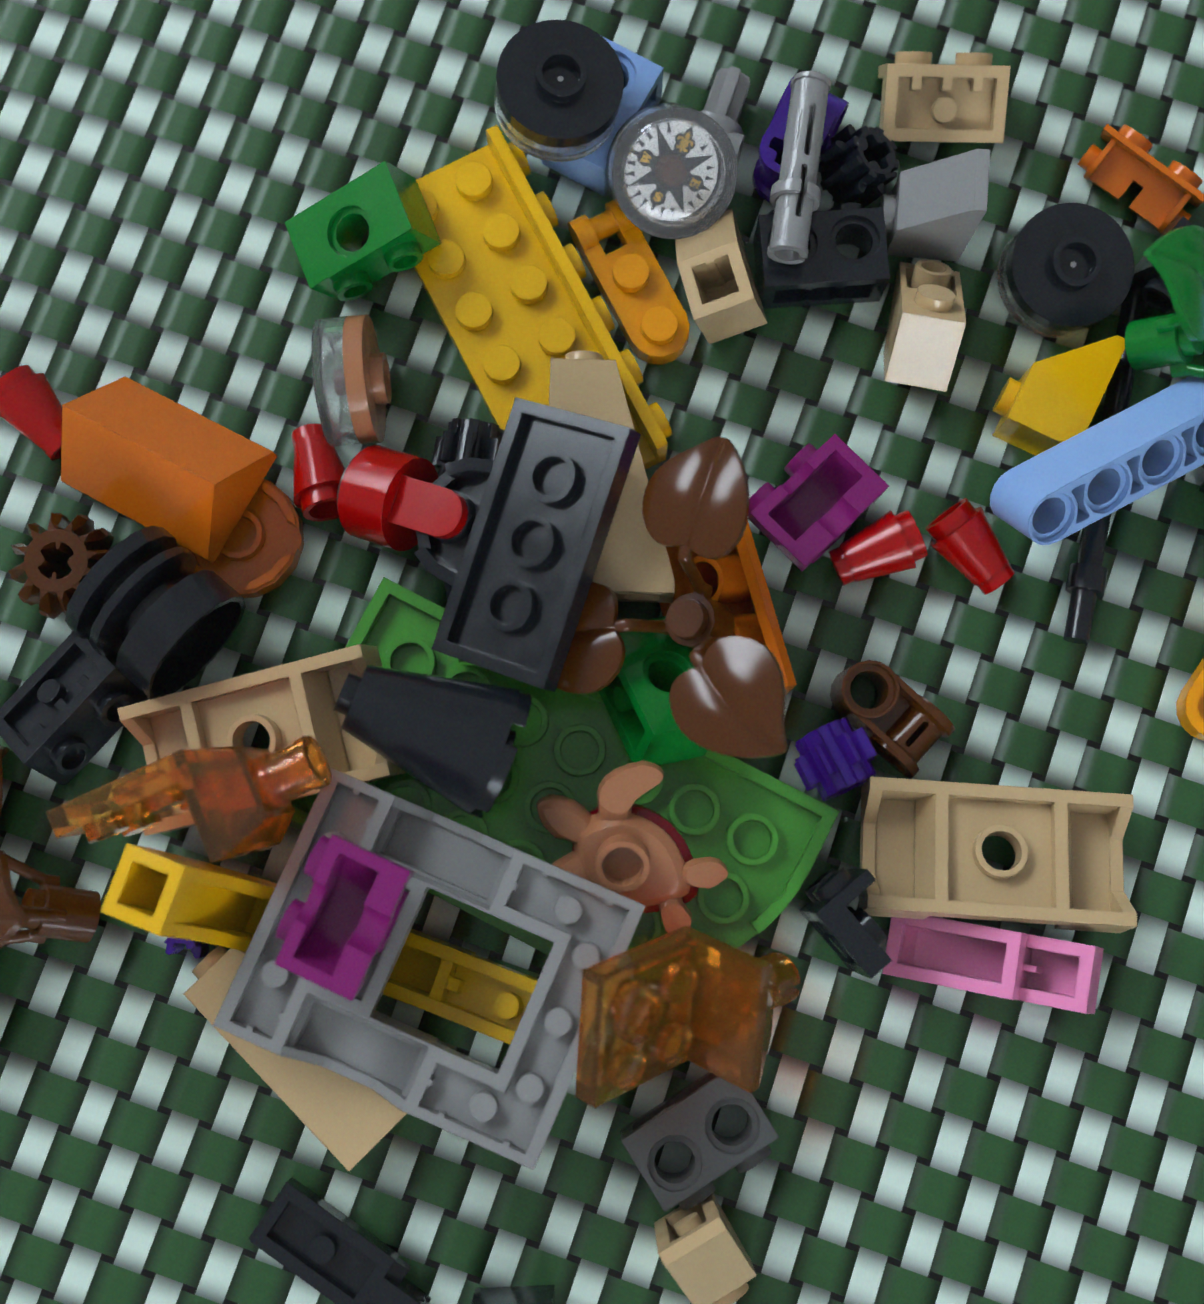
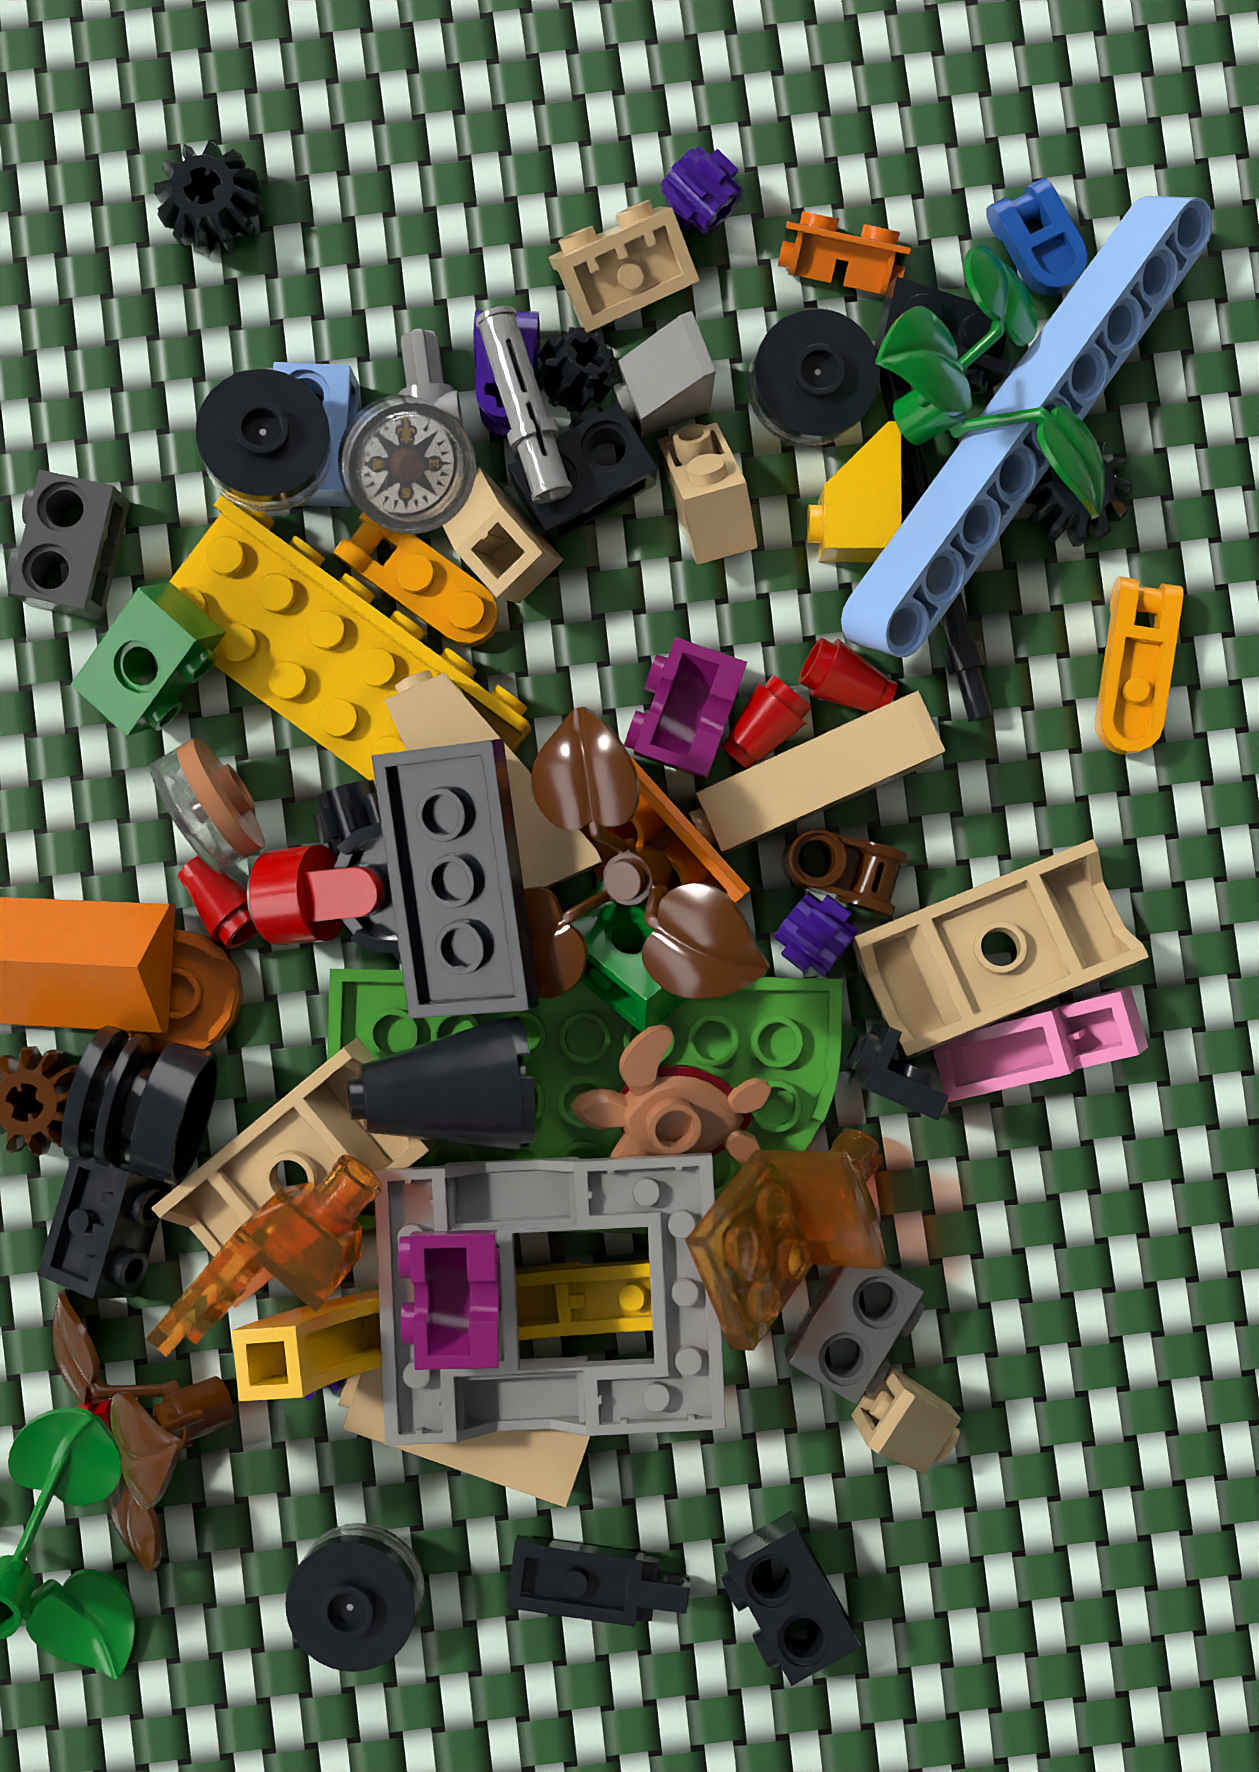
camera: 25 degrees left, 5 degrees up
(116, 1159) = (355, 1597): none -> black piece
(357, 117) = (87, 546): none -> dark grey brick
(910, 615) = (818, 774): none -> tan slope
(1043, 66) = (702, 189): none -> dark purple gear

